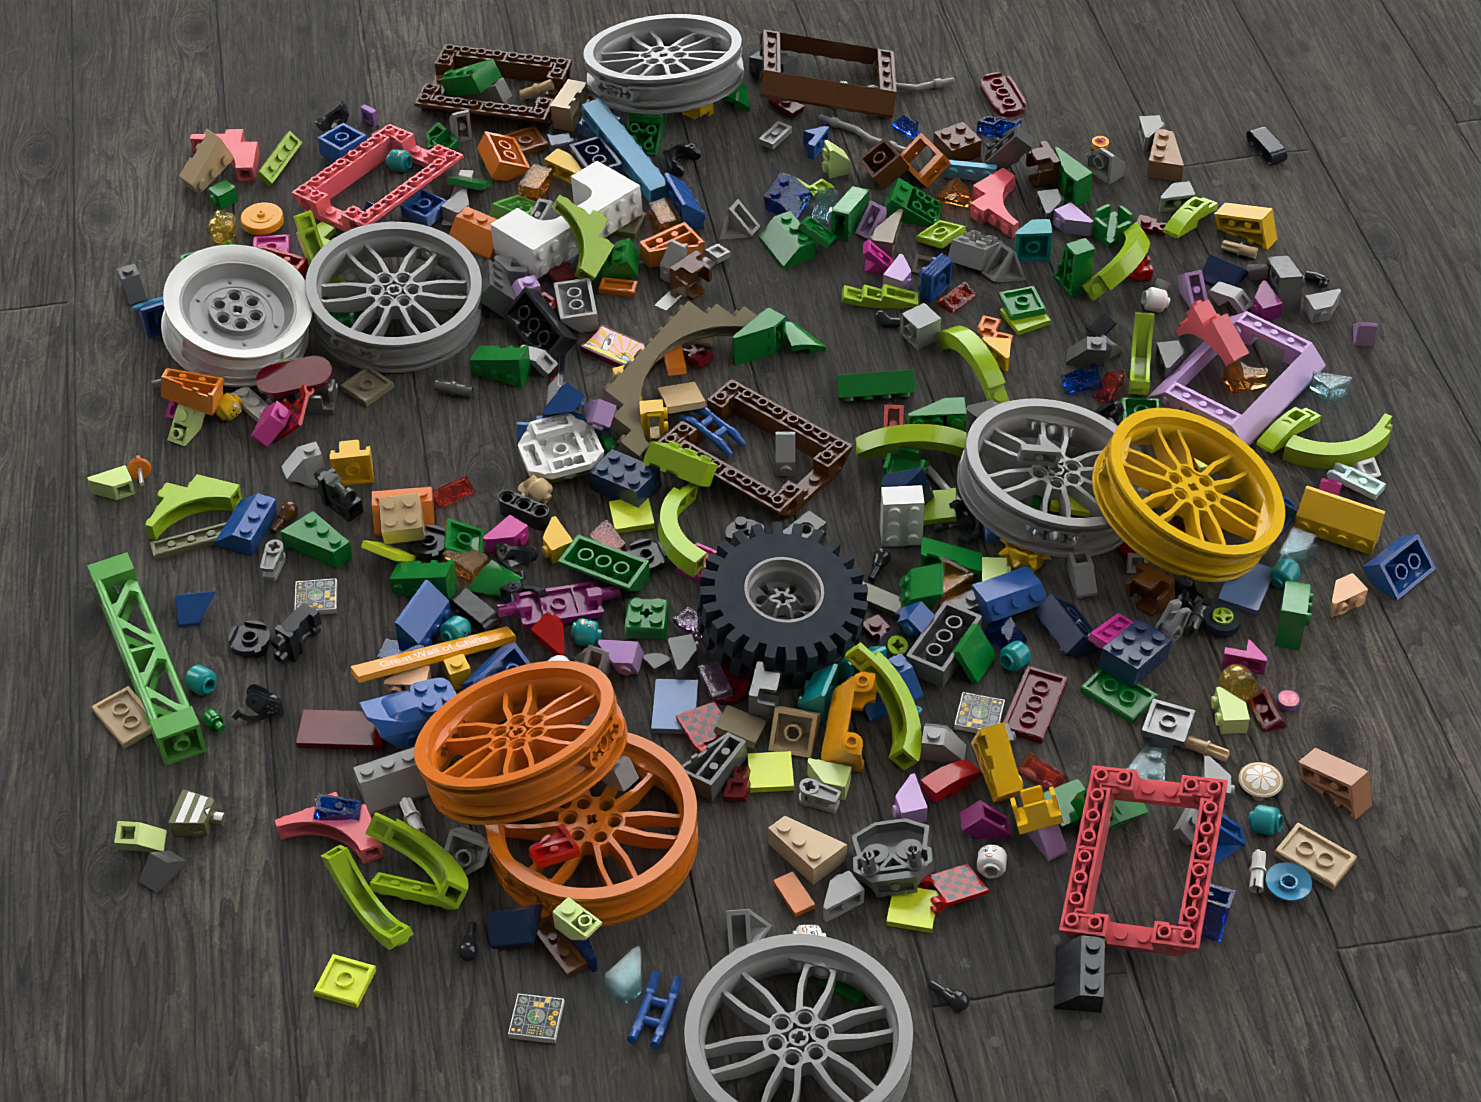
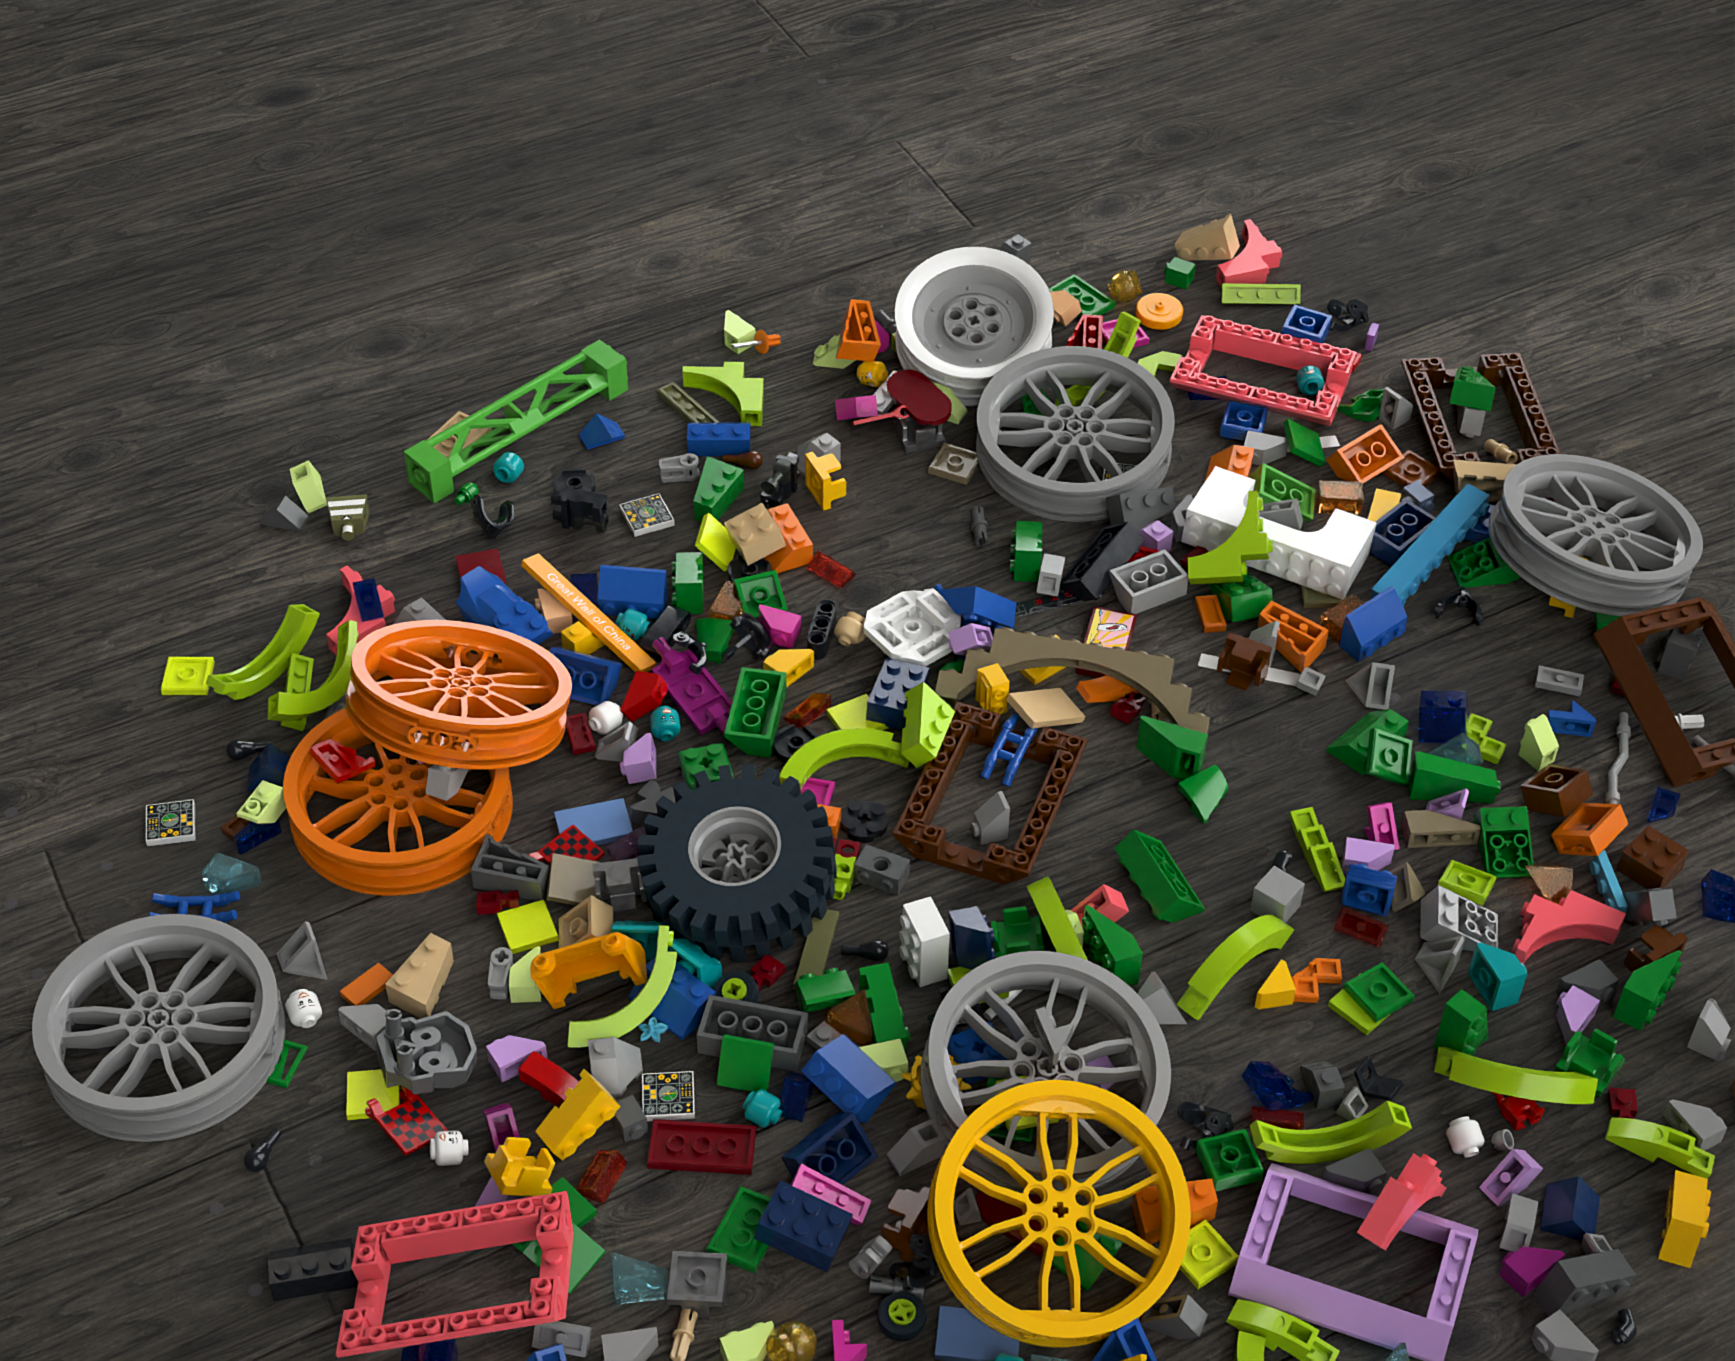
camera: 70 degrees right, 0 degrees up
(914, 618) = (770, 991): blue arch -> none
(1239, 249) = (1632, 1221): tan axle -> none
(1242, 378) = (1359, 1264): clear orange arch -> none

